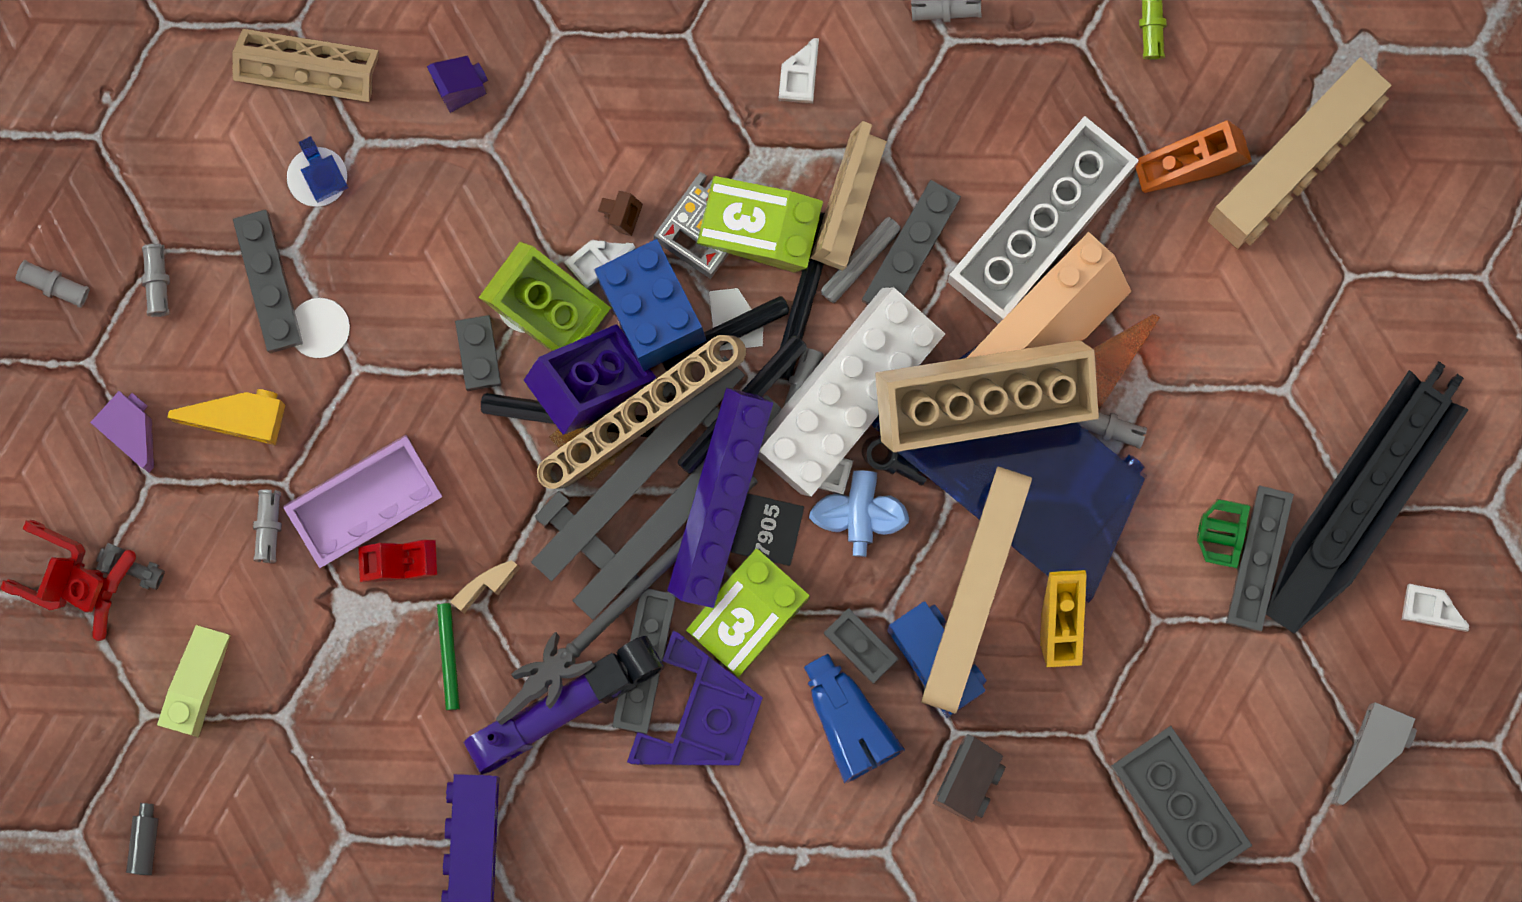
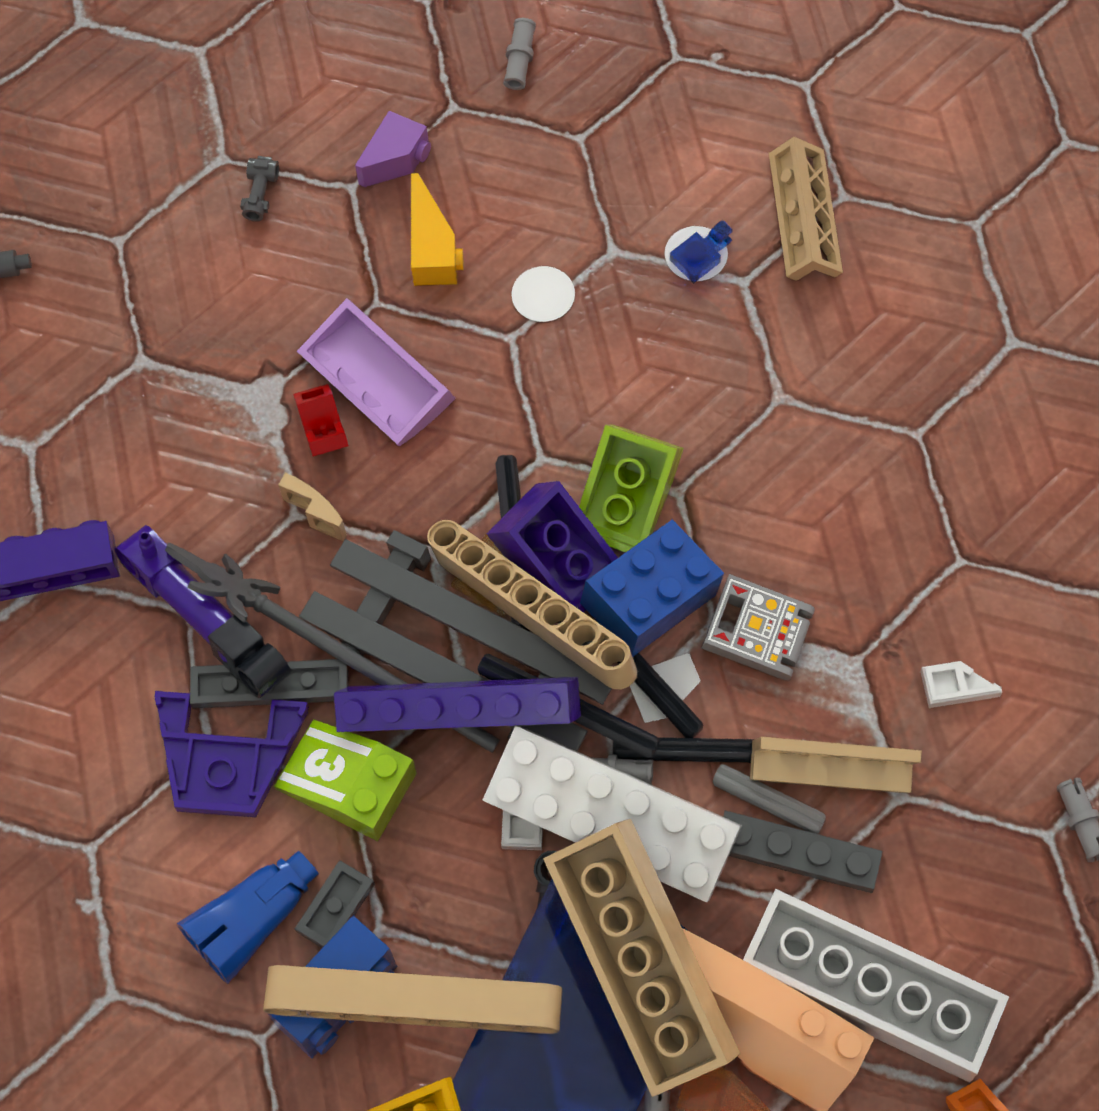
camera: 75 degrees right, 15 degrees down
(70, 582) = (232, 136): red piece -> none
(155, 280) = (548, 137): light grey pin -> none
(194, 682) = (154, 269): yellowish green slope -> none
(267, 281) = (576, 235): dark grey plate -> none
(267, 526) = (327, 294): light grey pin -> none
(448, 656) = (231, 494): green piece -> none
(458, 81) = (831, 343): dark purple slope -> none
(478, 353) = (557, 442): dark grey plate -> none
(592, 256) = (692, 523): white tile -> none
(622, 212) = (745, 540): reddish brown tile -> none
(760, 223) = (774, 675): lime slope -> none
(769, 527) = (445, 778): black sticker -> none
(860, 512) = (484, 868): light blue plant -> none
(969, 779) = (202, 1056): dark grey slope -> none

